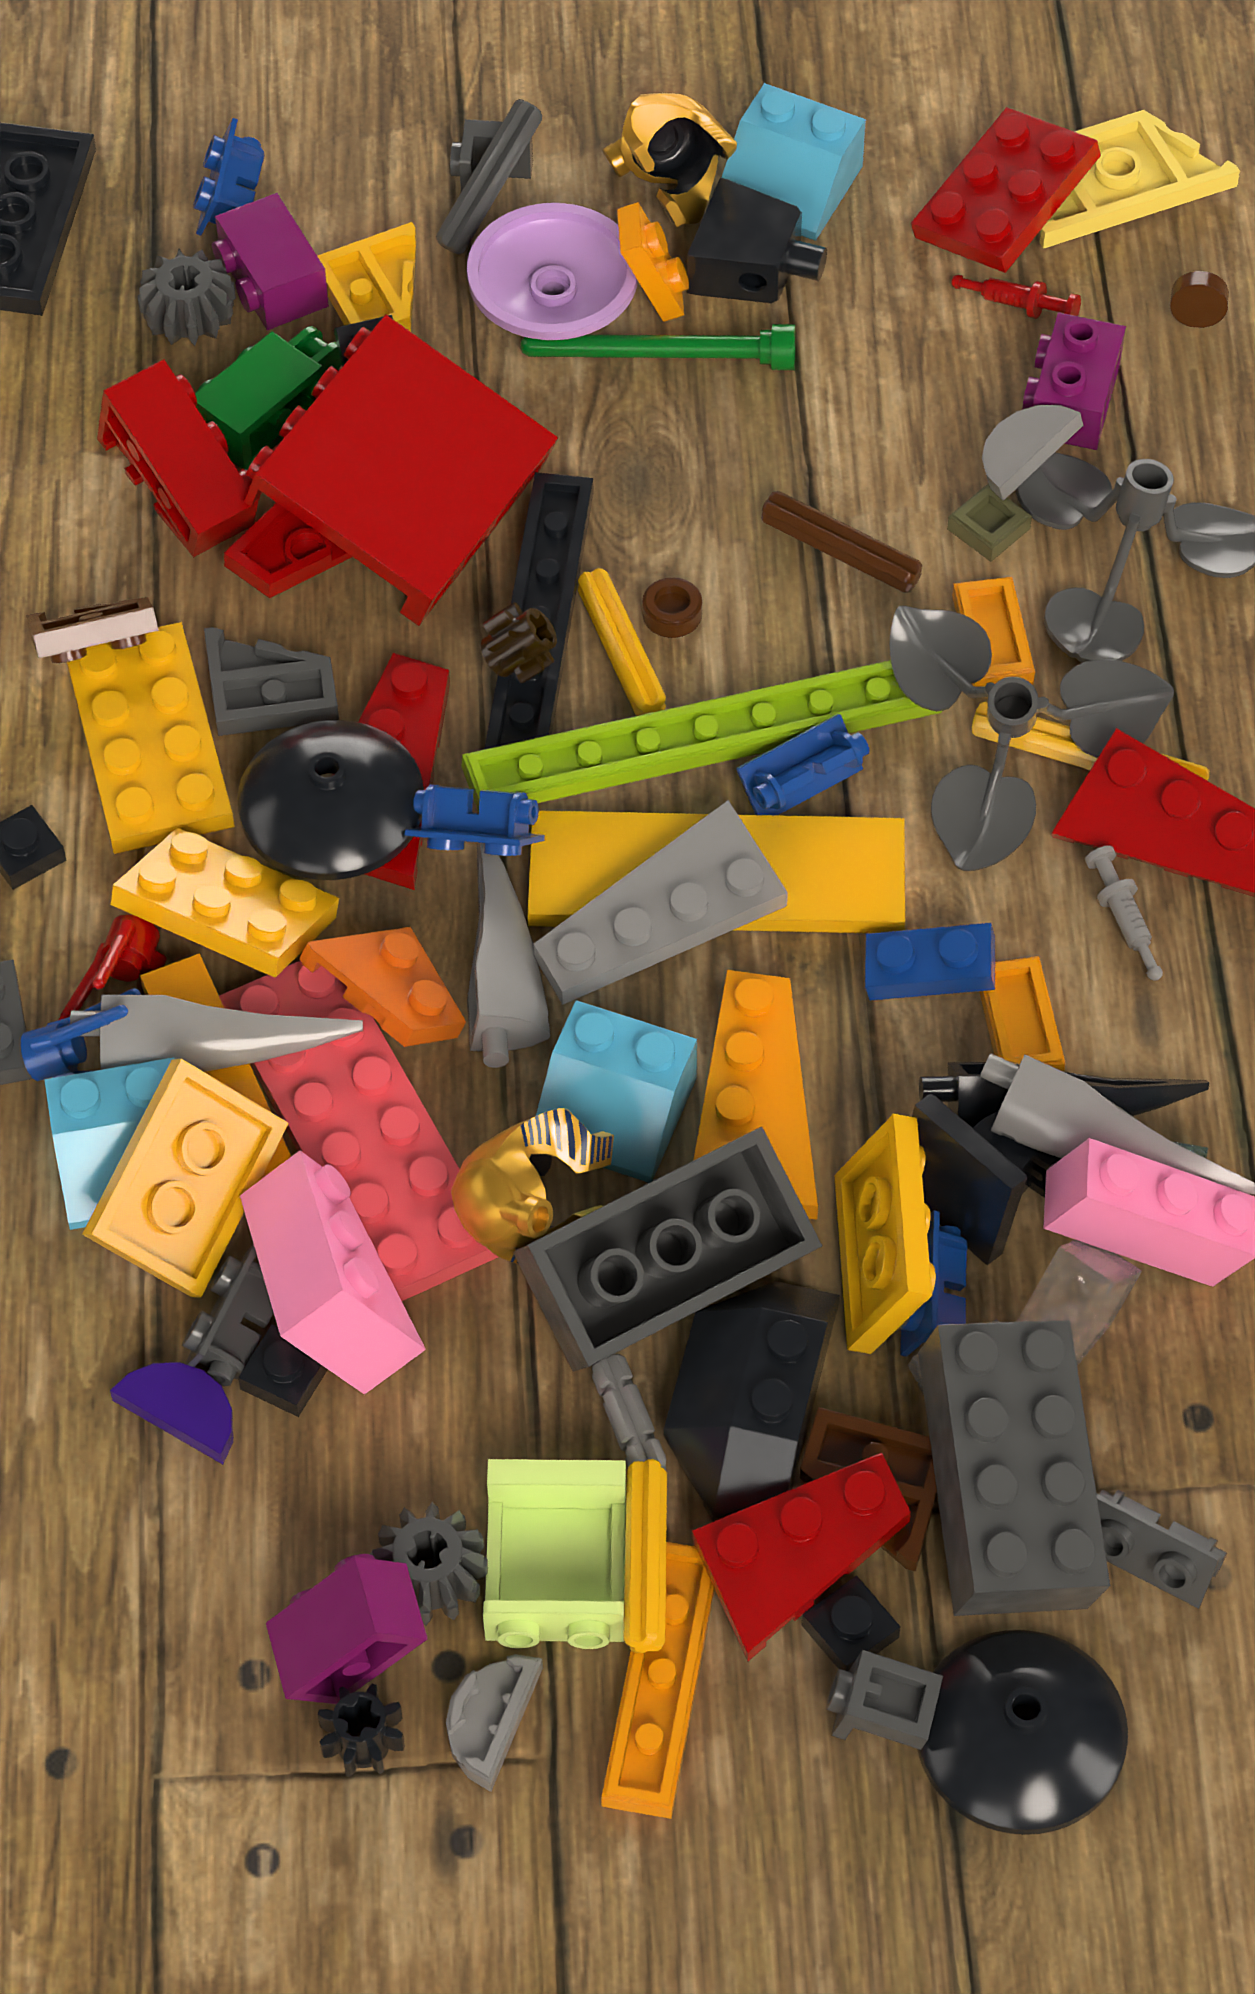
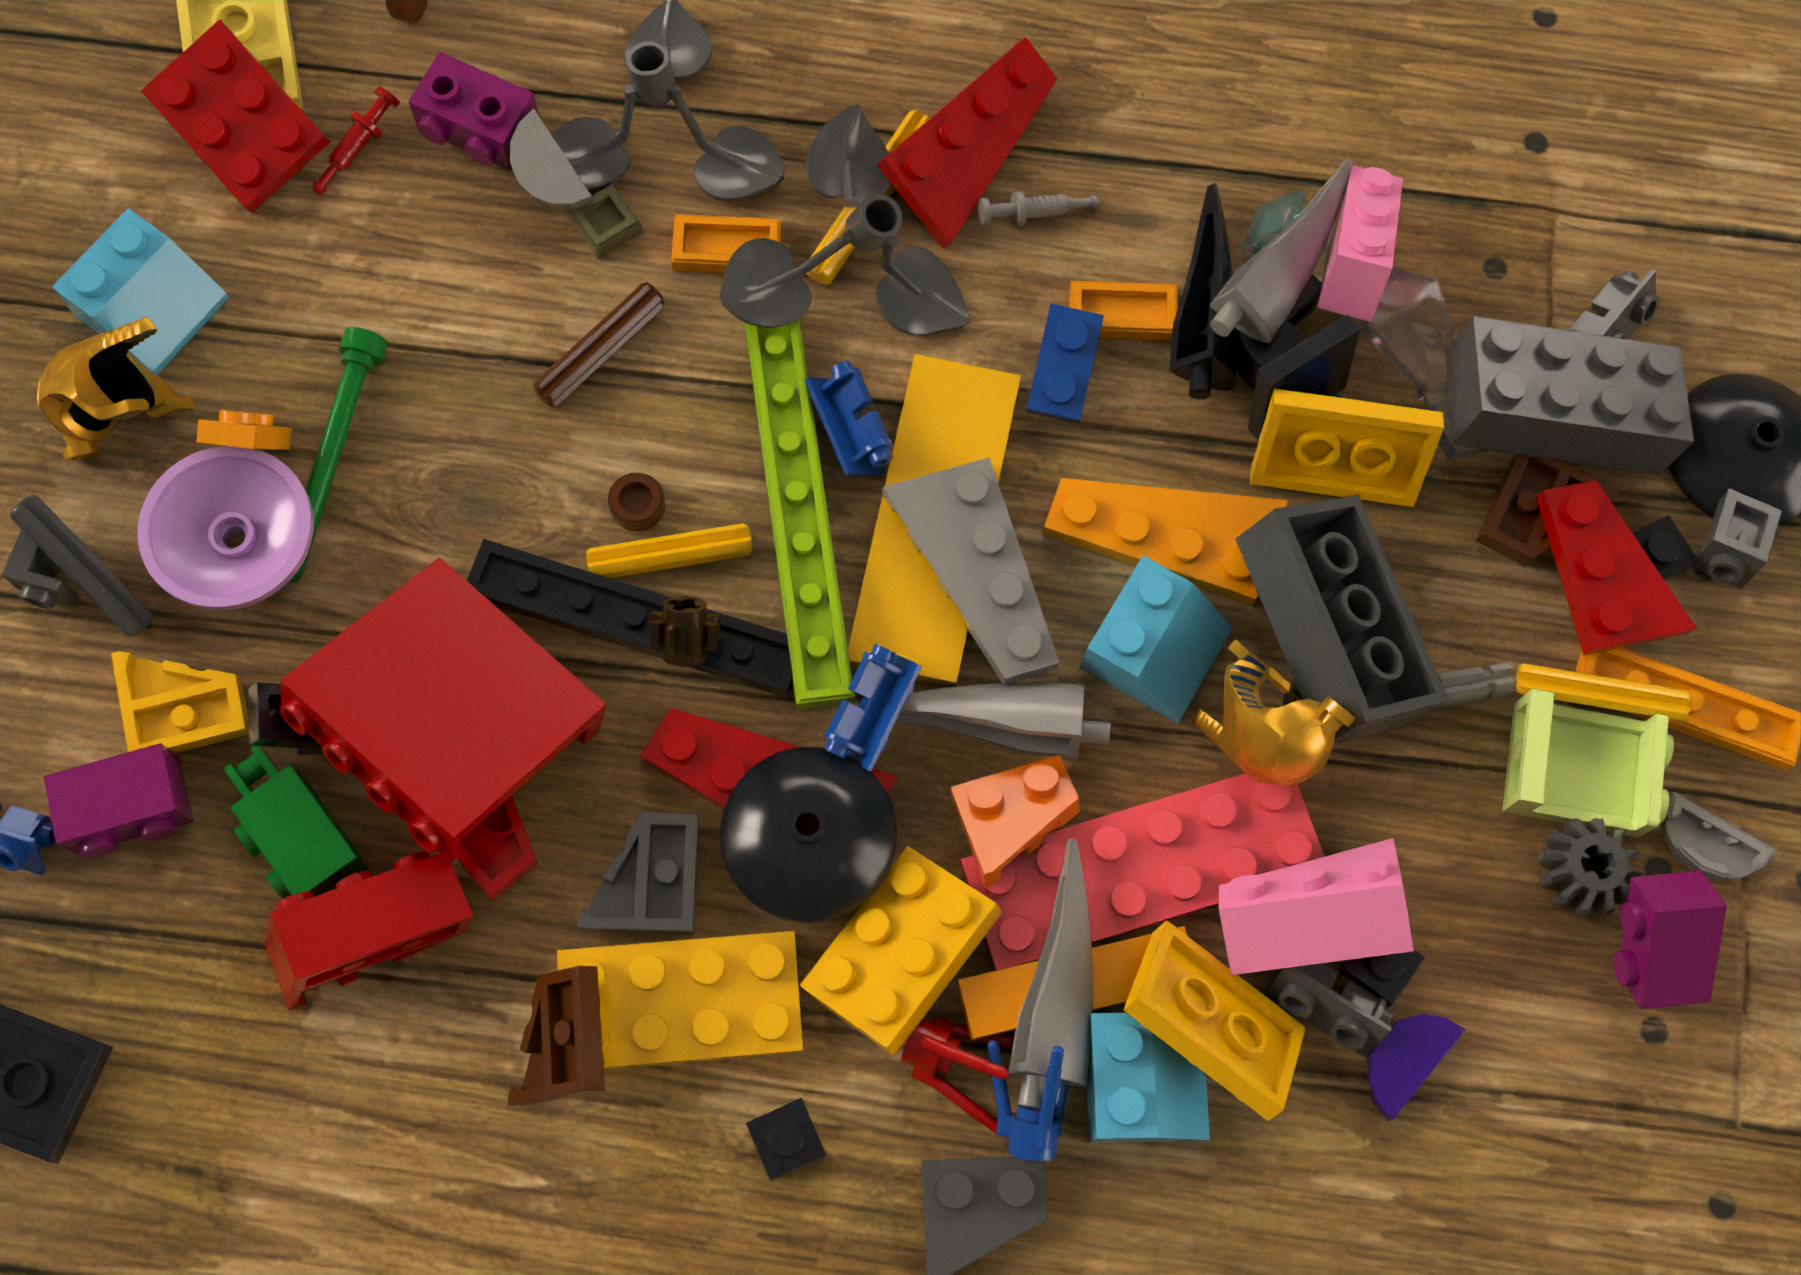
camera: 85 degrees left, 15 degrees up
(186, 297) = (121, 883): dark grey gear -> none
(348, 1717) = (1748, 941): black gear -> none
(749, 247) = (233, 348): black torso -> none
(749, 1393) = (1468, 580): black wedge -> none

